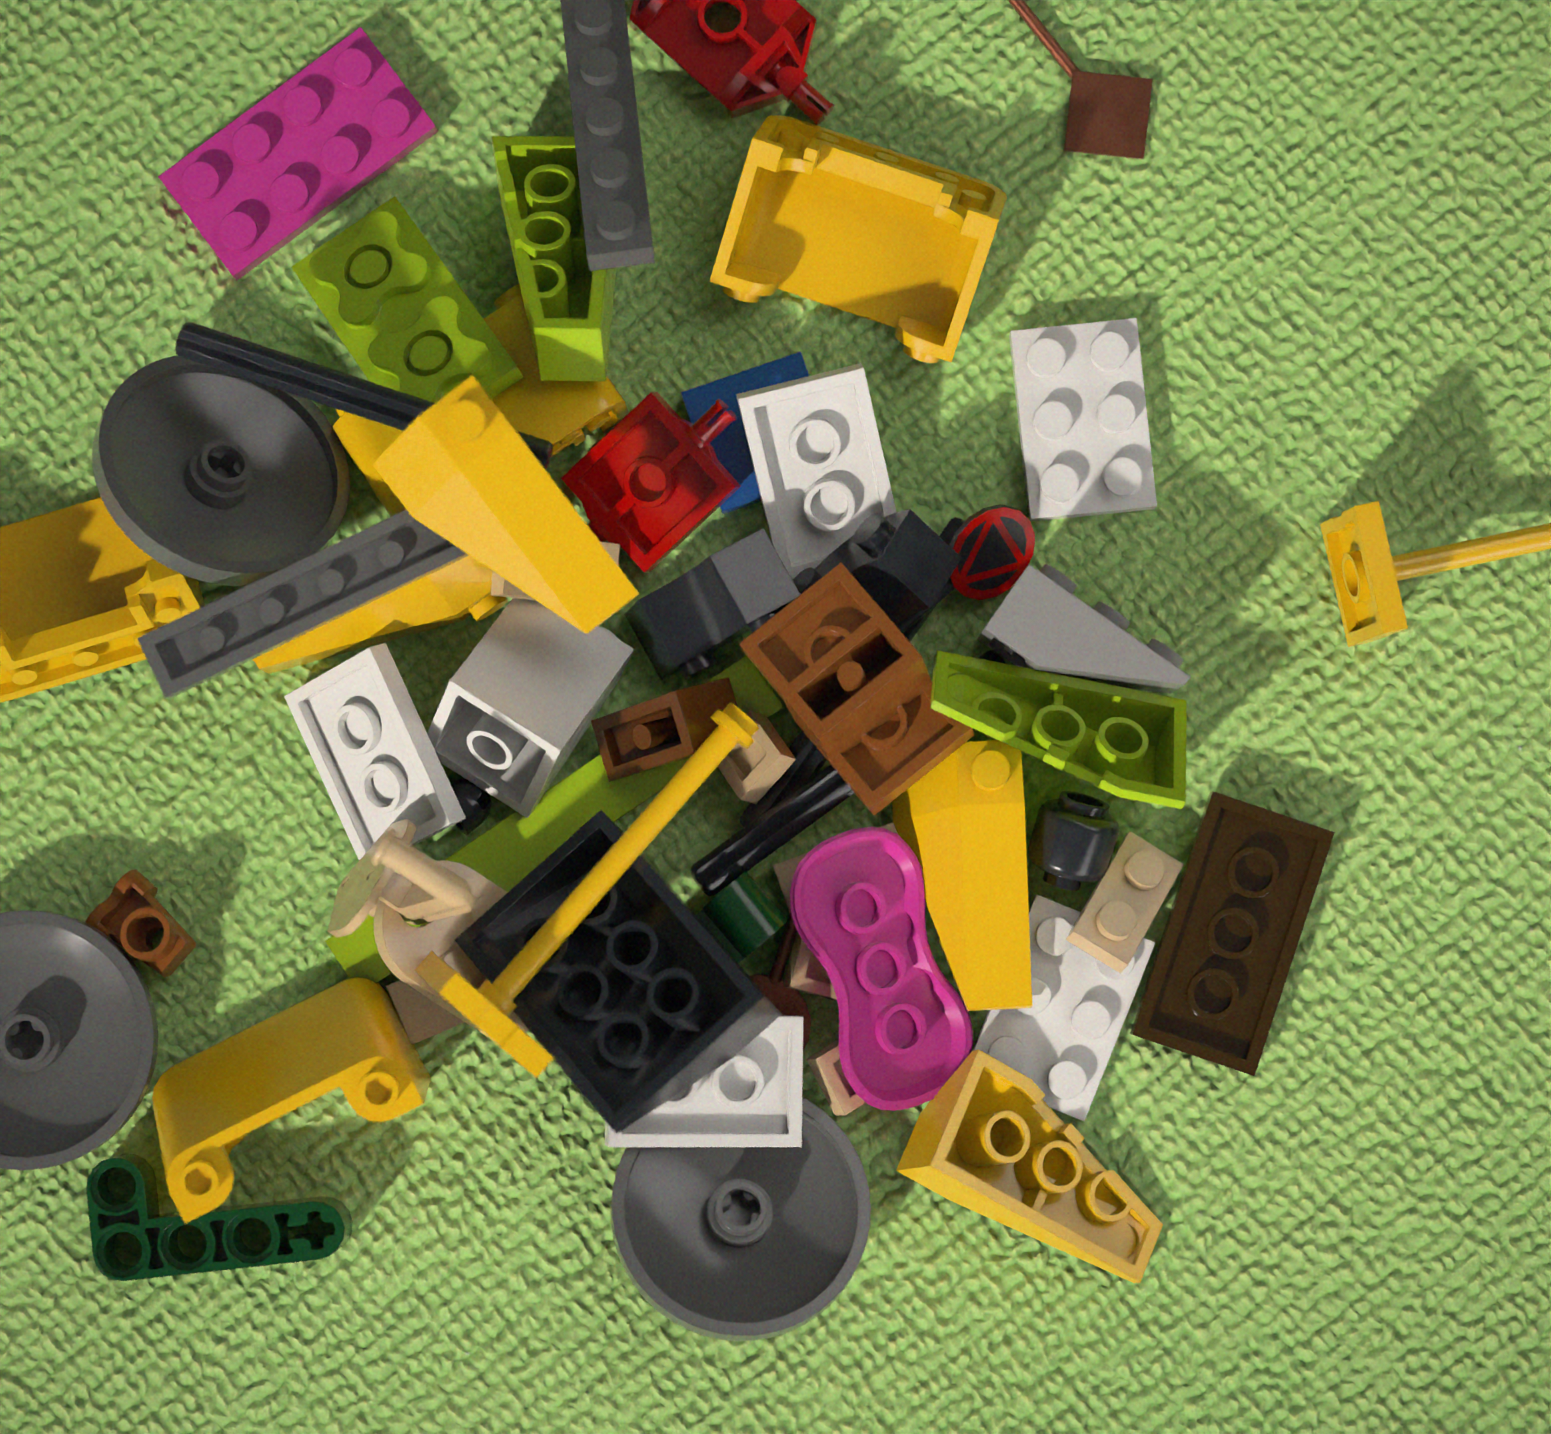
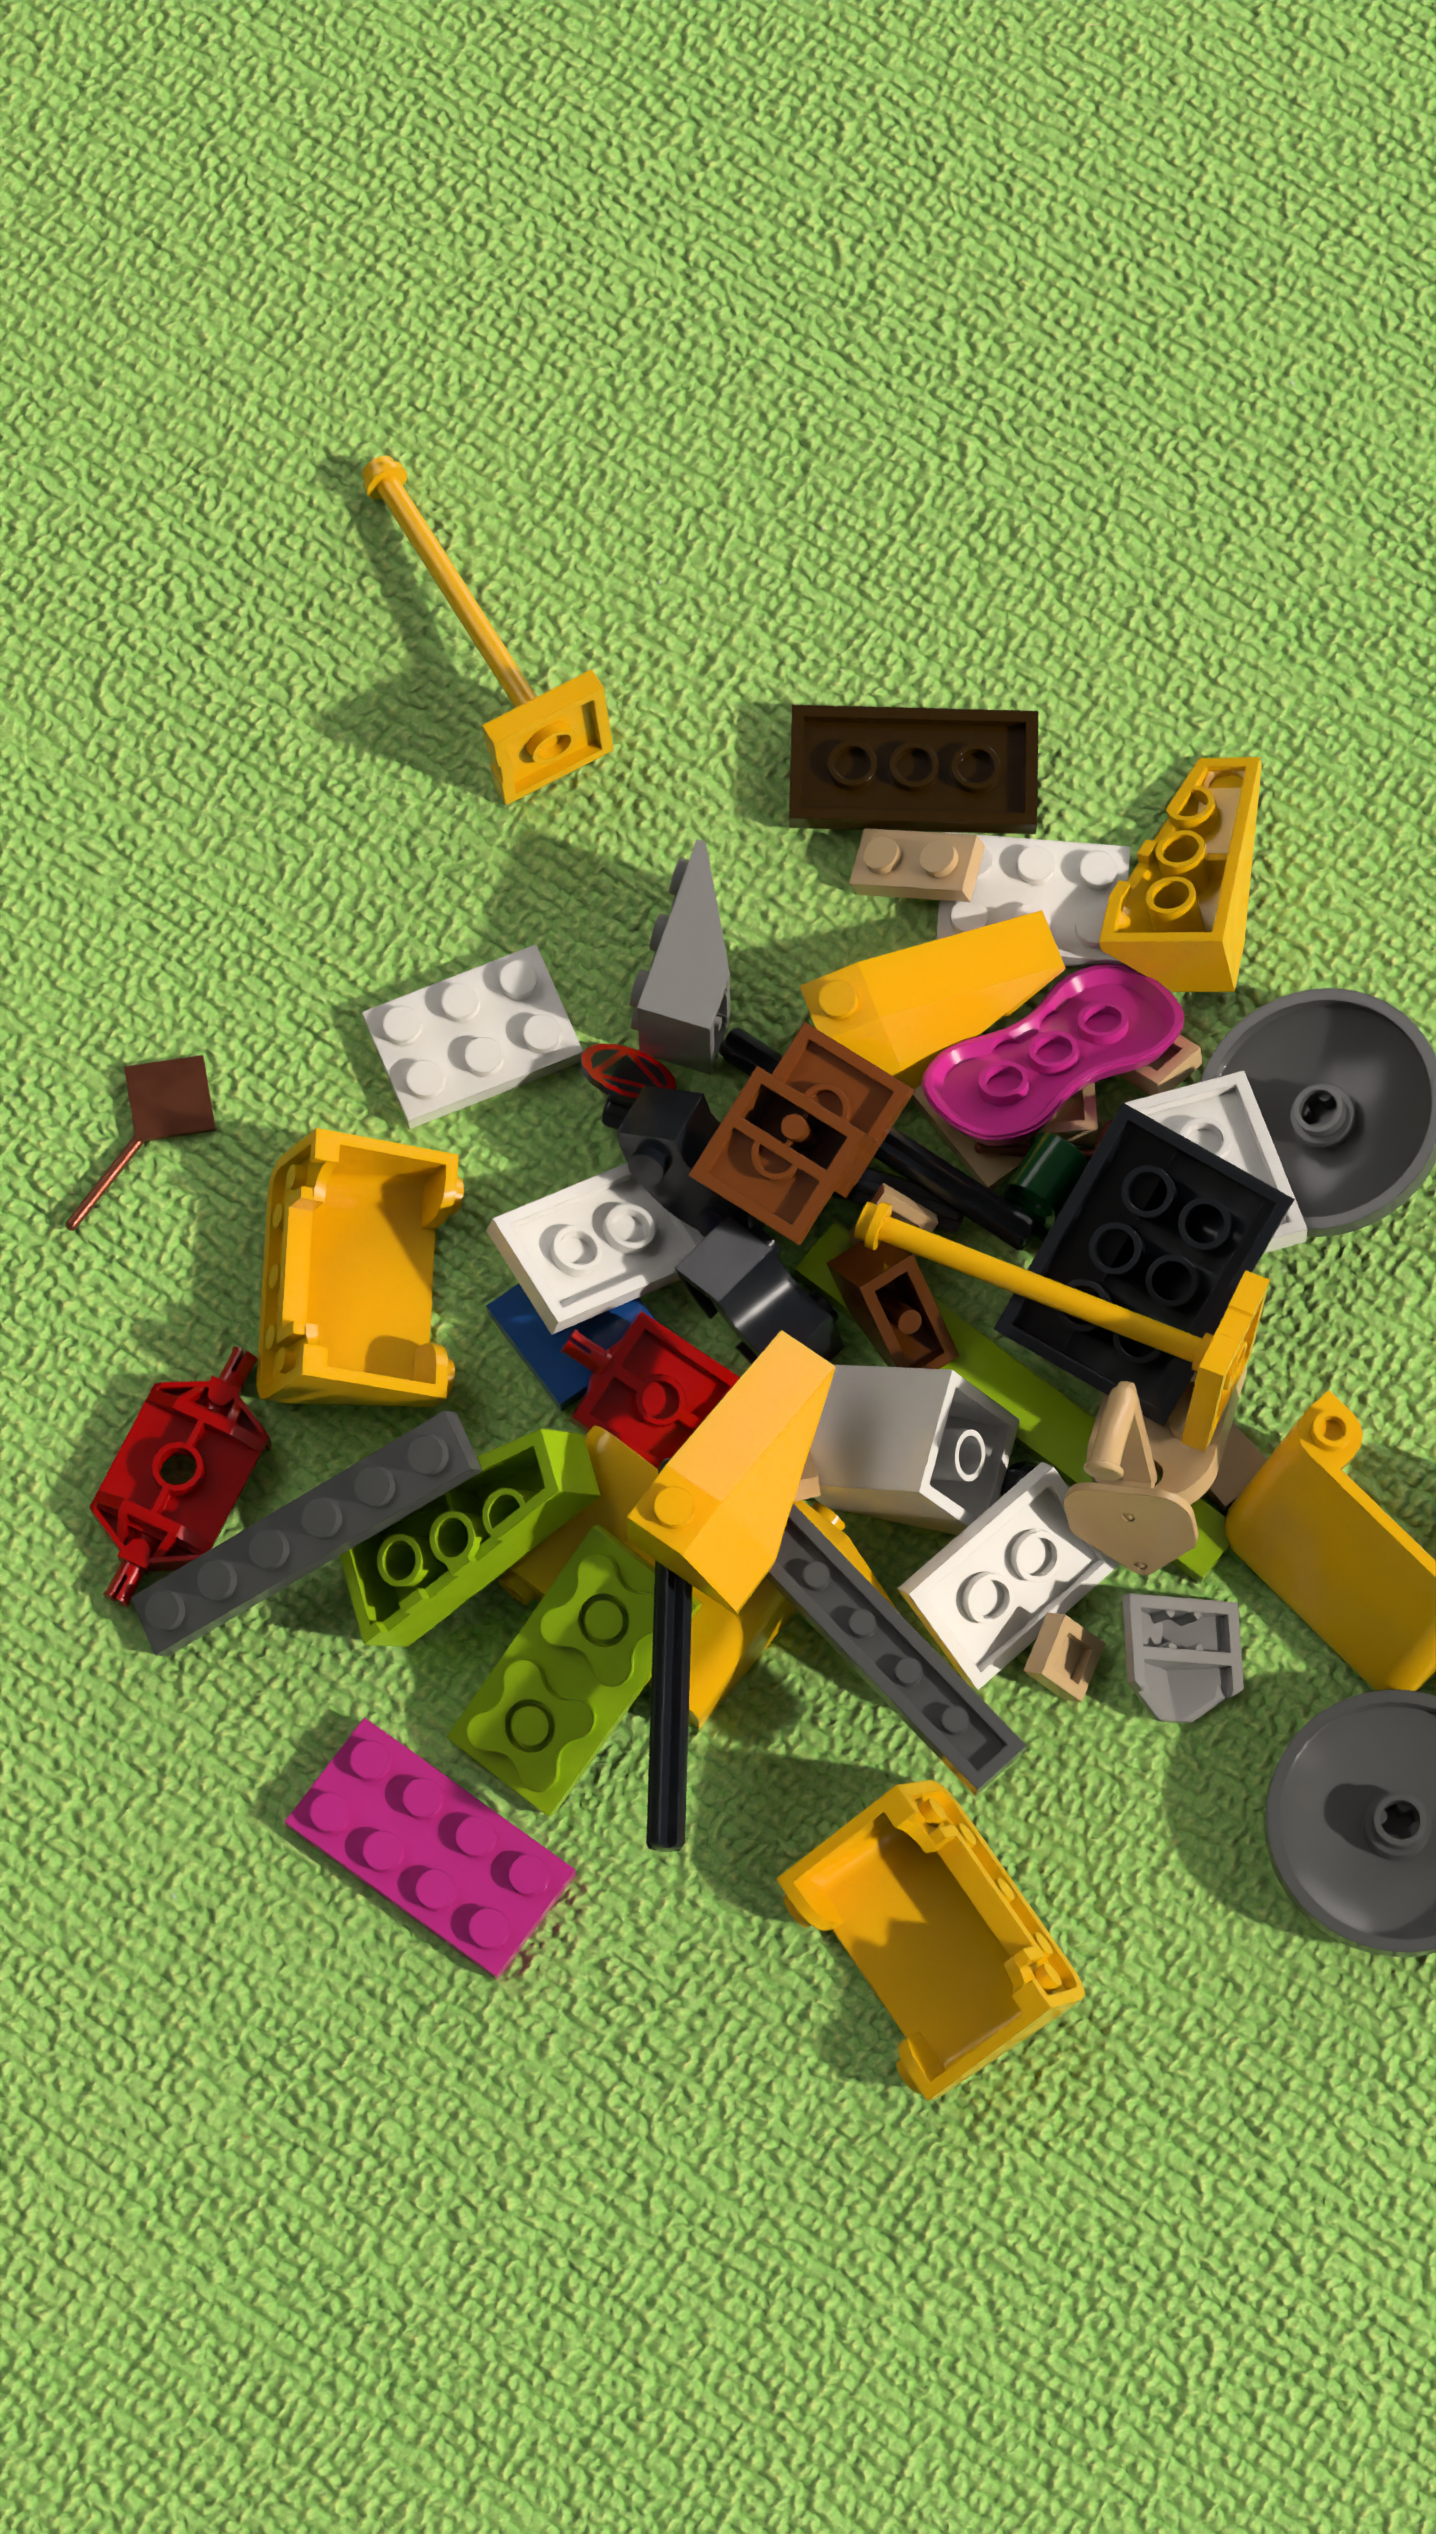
camera: 110 degrees left, 15 degrees down
(134, 917) = (1242, 1771): dark orange plate -> none
(219, 472) = (783, 1795): dark grey dish -> none
(258, 896) = (1182, 1654): none -> light grey slope
(287, 785) = (1064, 1657): none -> tan plate
(1073, 840) = (873, 922): black head -> none
(1091, 729) = (771, 925): lime wedge -> none

